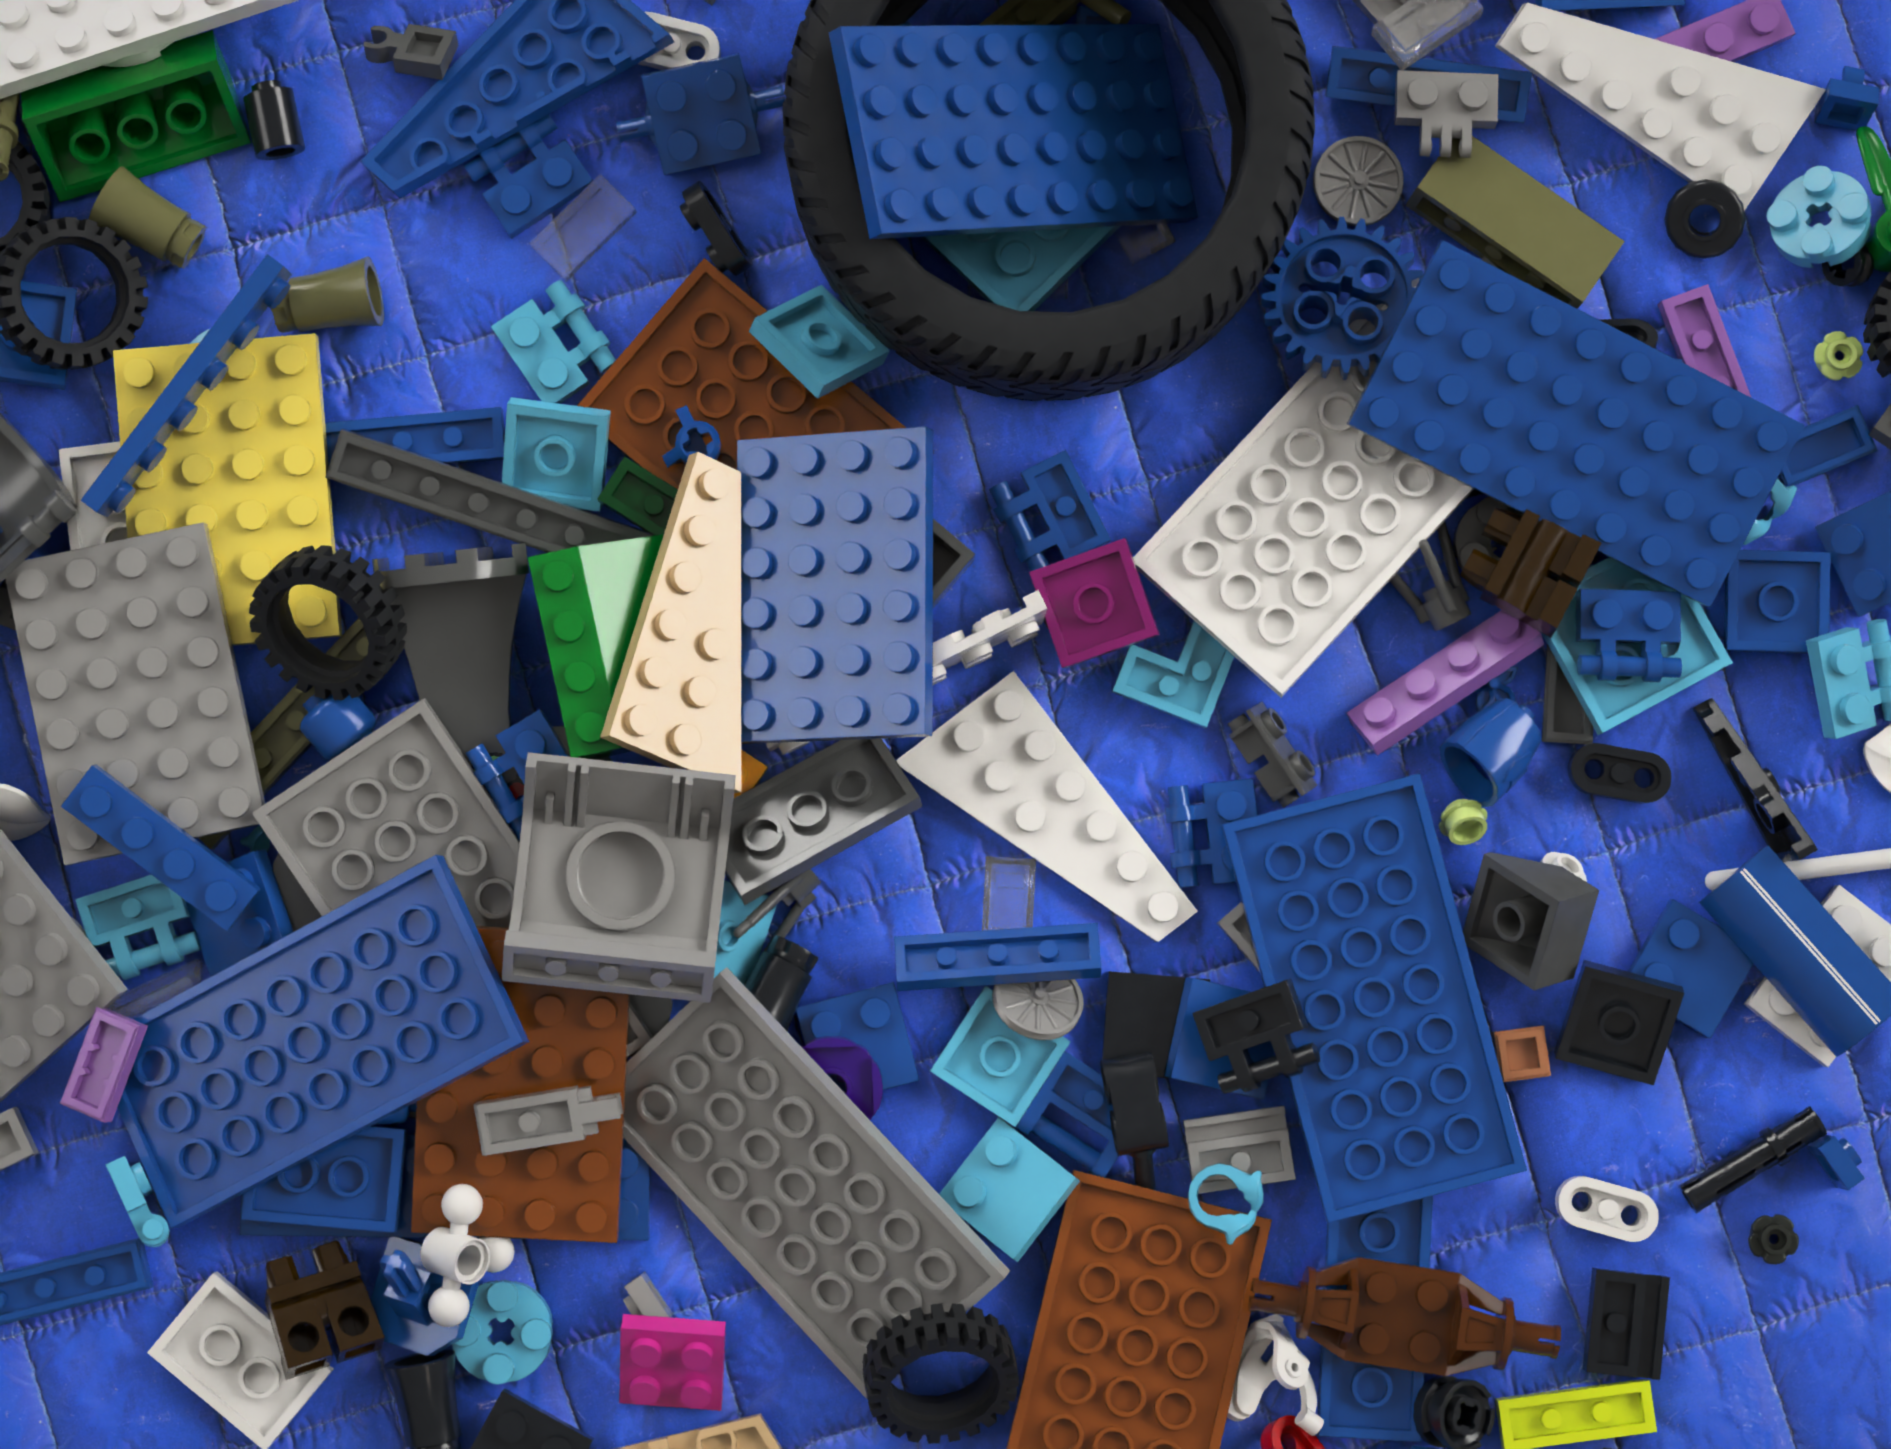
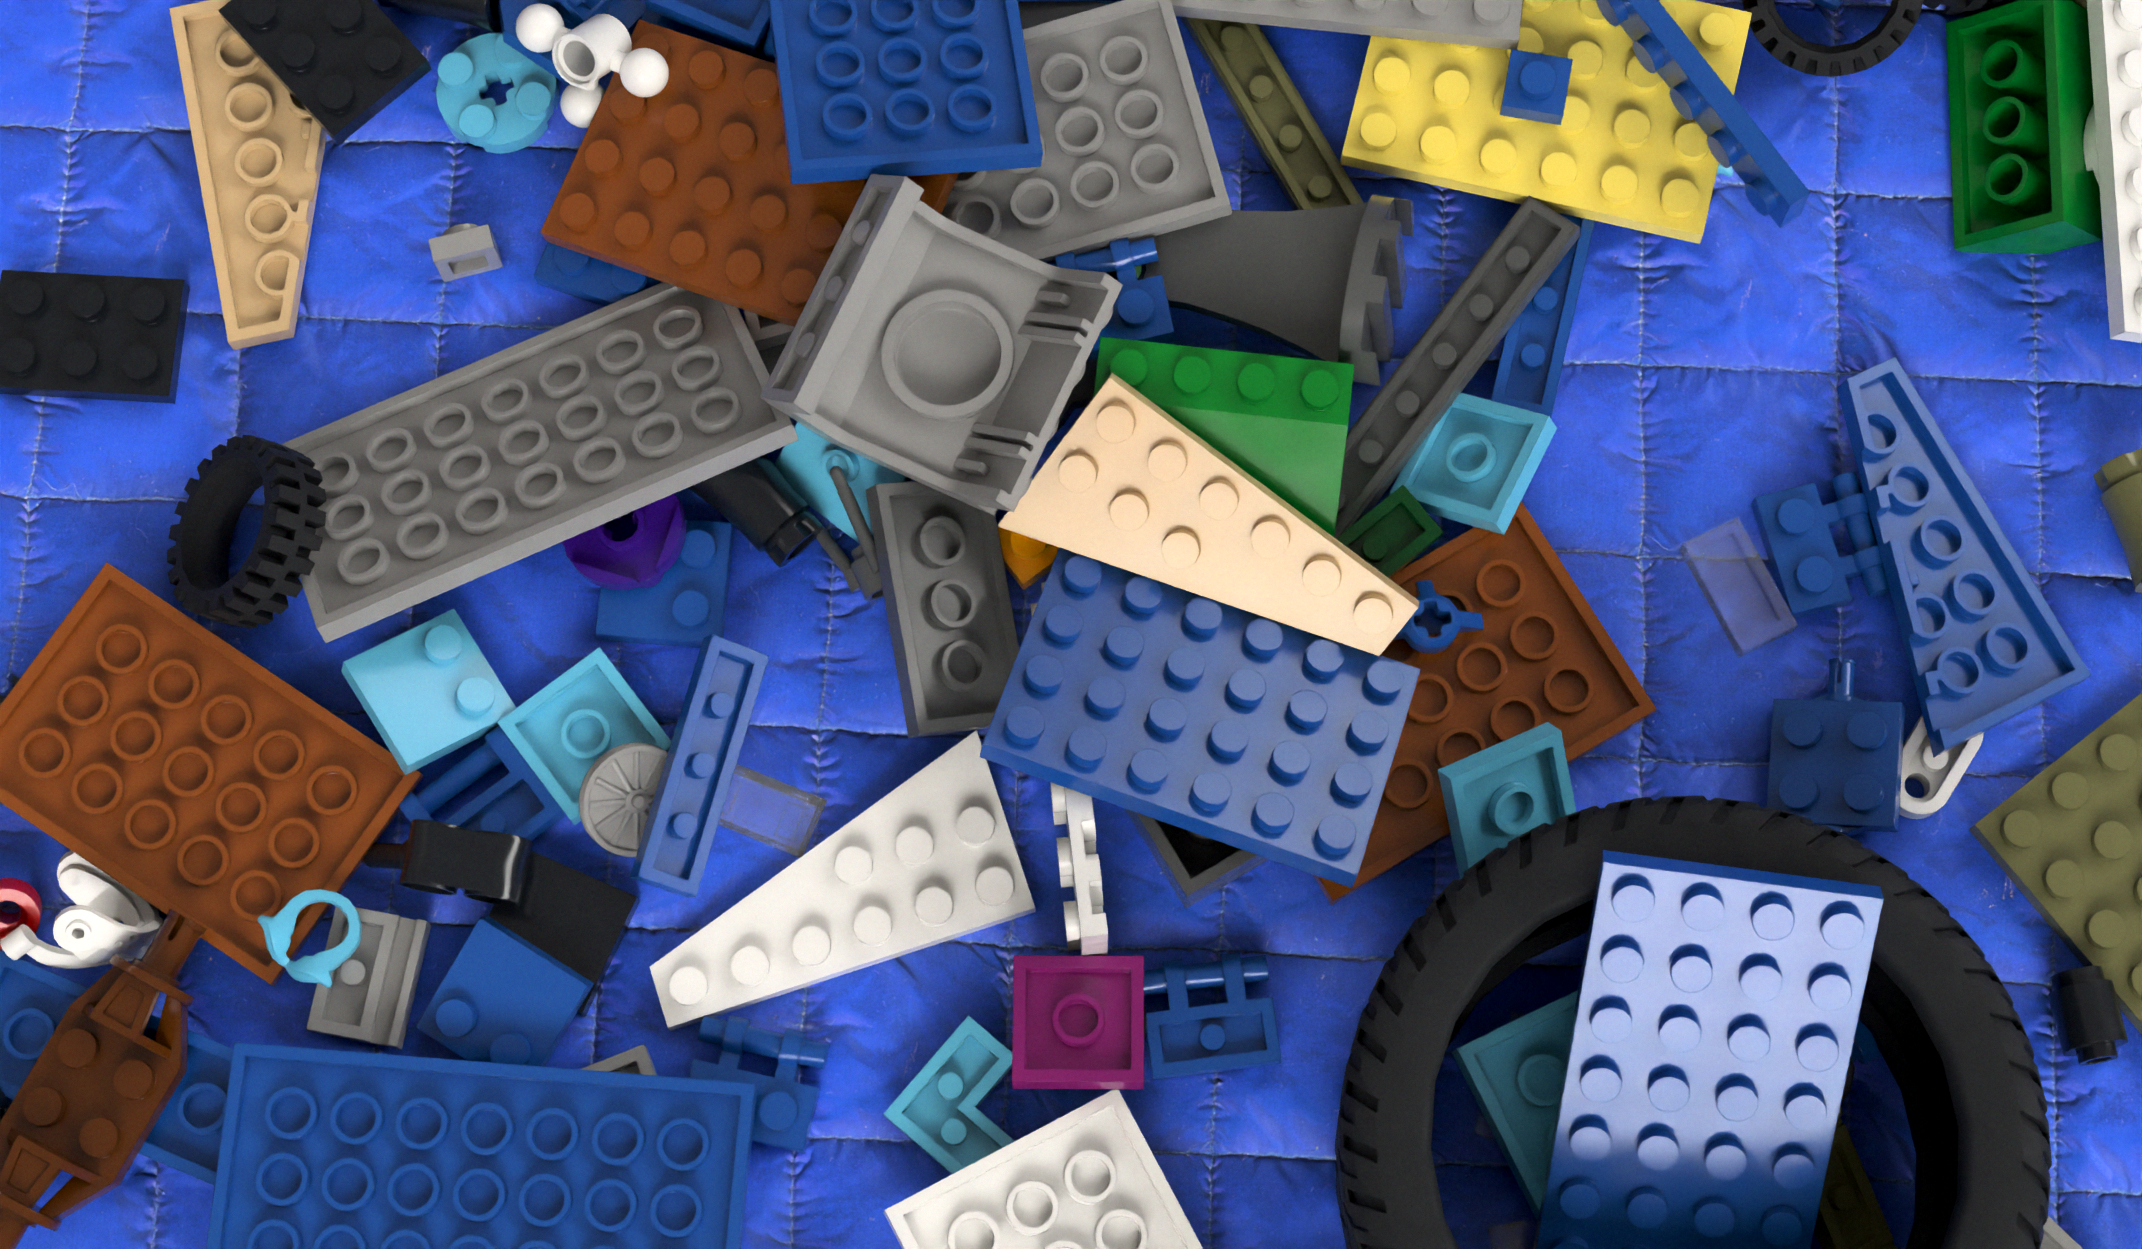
camera: 115 degrees right, 10 degrees down
(147, 219) = (1897, 100): olive plant -> none
(236, 497) = (1536, 87): none -> blue plate
(273, 121) = (1972, 276): black brick -> none
(332, 299) = (1738, 275): olive plant -> none
(336, 724) = (1242, 119): blue head -> none
(354, 587) = (1374, 160): black tyre -> none
(417, 52) = (2008, 462): dark grey plate -> none
(542, 355) = (1603, 490): medium azure plate -> none
(542, 1118) = (703, 184): light grey hinge -> none
(672, 1362) = (384, 251): dark pink plate -> none
(704, 212) = (1705, 733): black plate -> none
(1250, 1021) = (505, 1031): black plate -> none
(1267, 737) = (795, 1198): dark grey hinge -> none

